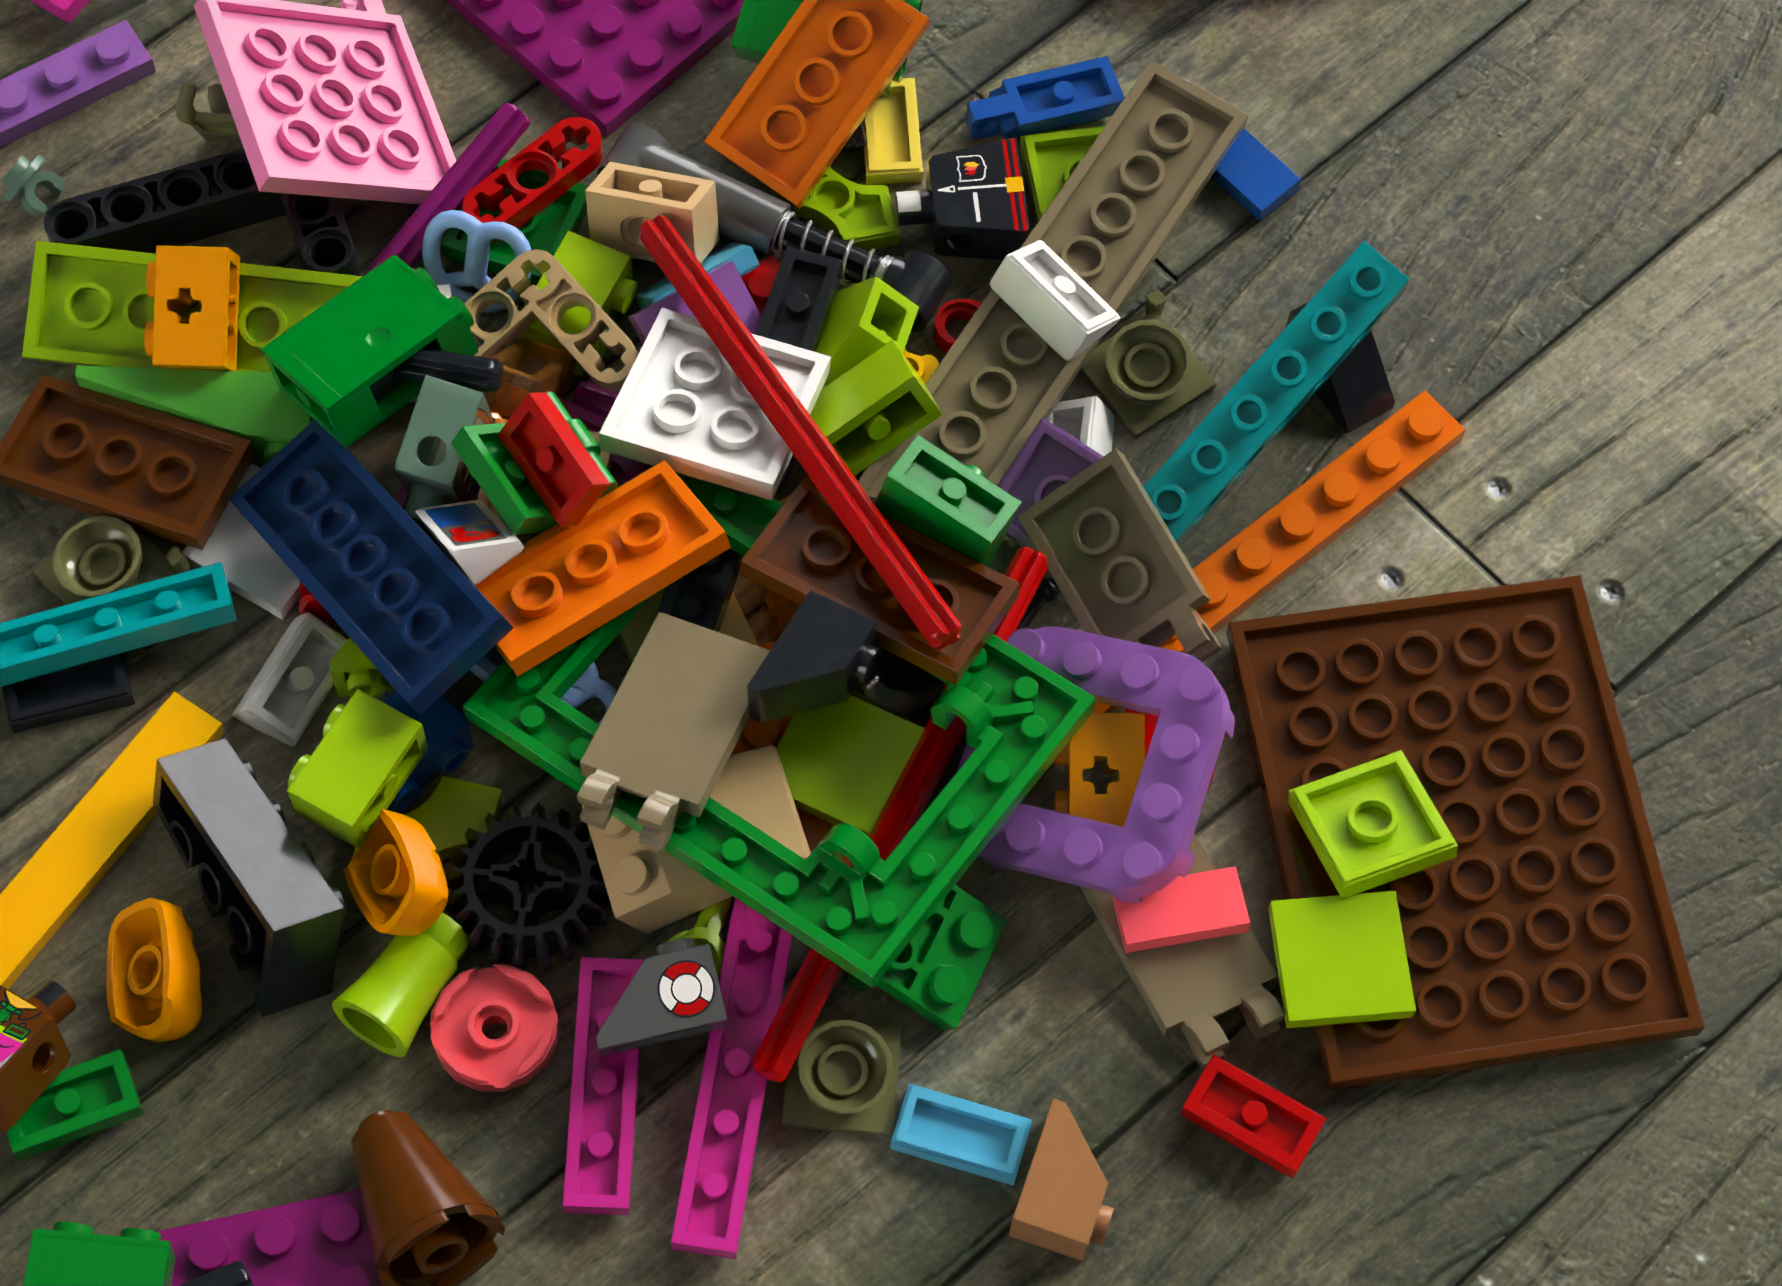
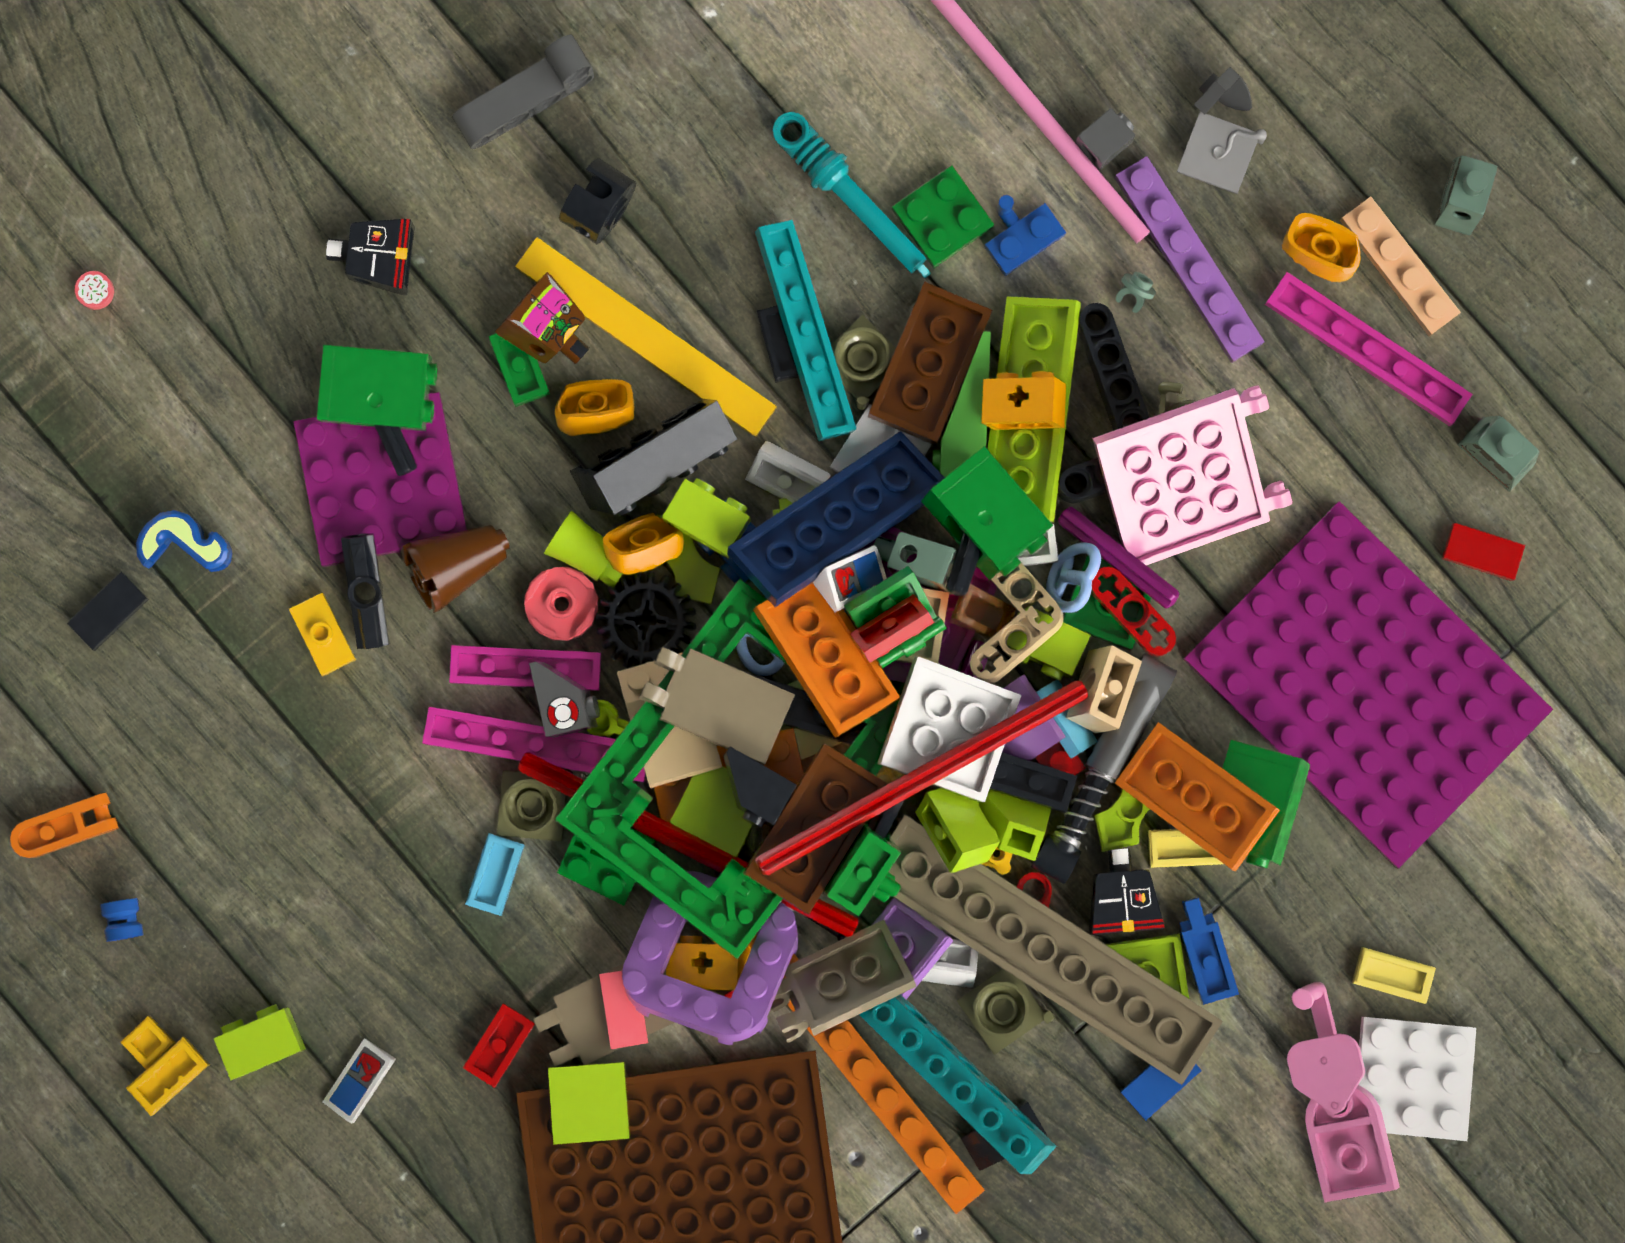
camera: 90 degrees right, 20 degrees up
(1053, 299) = (1039, 948): white slope -> none
(1062, 1191) = (455, 931): medium nougat slope -> none
(1372, 824) = (672, 1128): lime tile -> none

